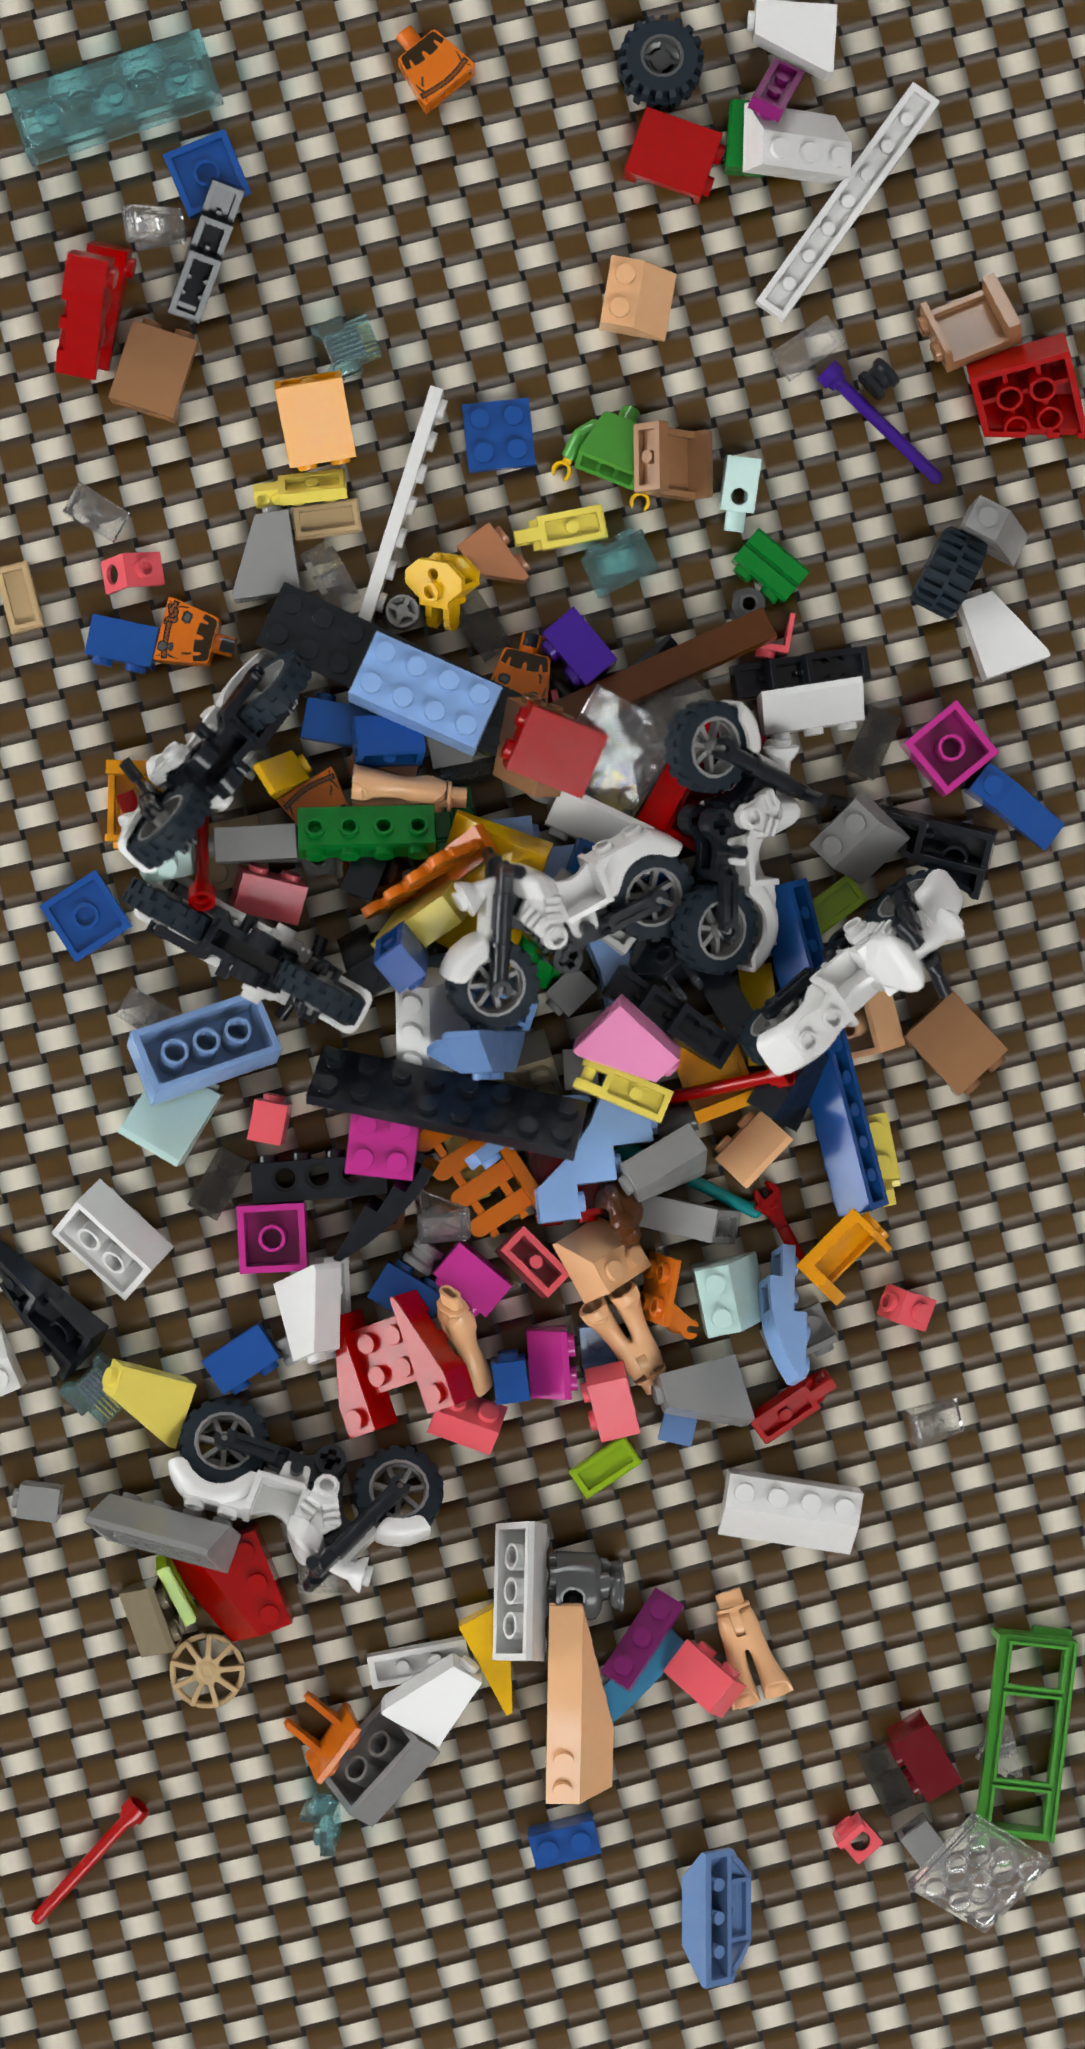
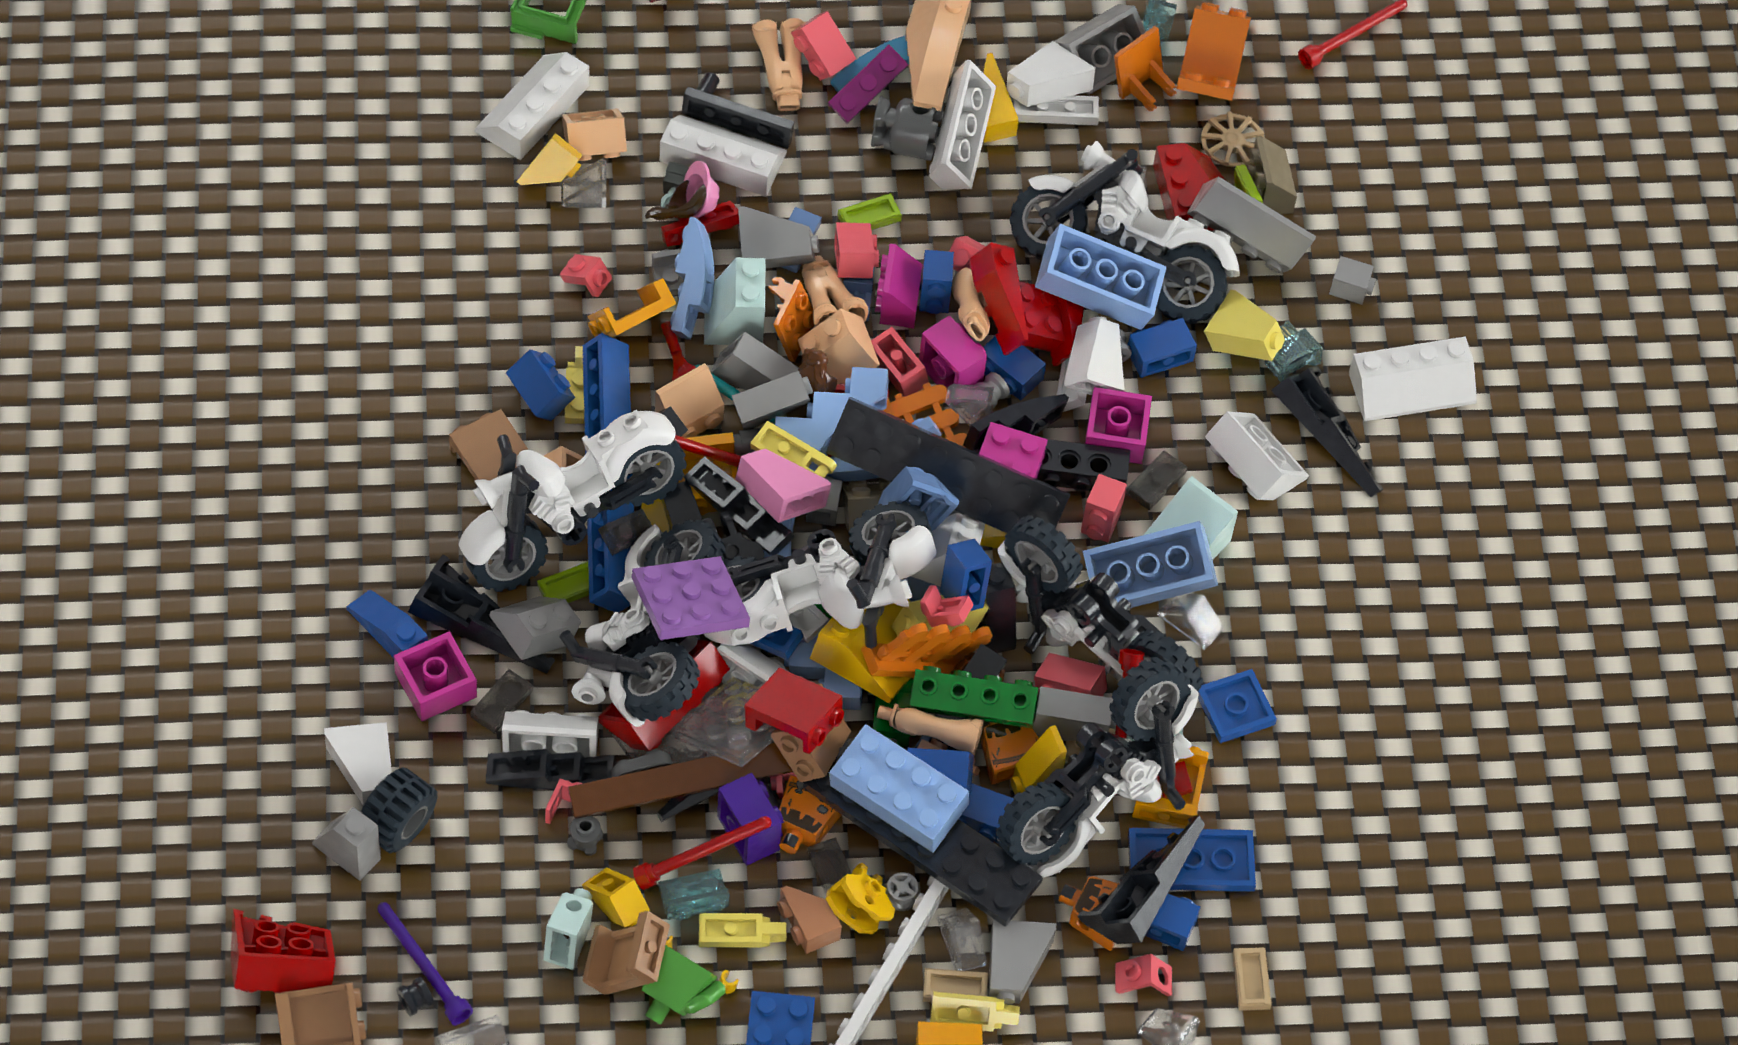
camera: 175 degrees left, 30 degrees down
(104, 719) = (1216, 863): none -> blue plate
(153, 636) = (1137, 899): none -> black wedge
(246, 1773) = (1214, 51): none -> orange bracket
(323, 1407) = (1100, 276): none -> light blue brick
(415, 911) = (944, 611): none -> coral bracket
(670, 571) = (648, 874): none -> red piece
(693, 688) = (651, 760): none -> dark grey plate
(694, 846) = (690, 598): none -> medium lavender plate
(699, 538) = (617, 896): none -> yellow slope
(769, 567) = (557, 859): green brick -> none
(784, 962) = (624, 532): none -> clear smoke plate
(810, 1423) = (692, 197): none -> piece
(826, 1567) = (705, 106): none -> black piece
(832, 1455) = (673, 178): none -> pearl dark grey piece
(923, 1141) = (541, 384): none -> blue brick
(942, 1500) = (595, 133): none -> light nougat slope
(979, 1438) = (552, 163): none -> yellow slope
(1020, 1527) = (535, 103): none -> white slope

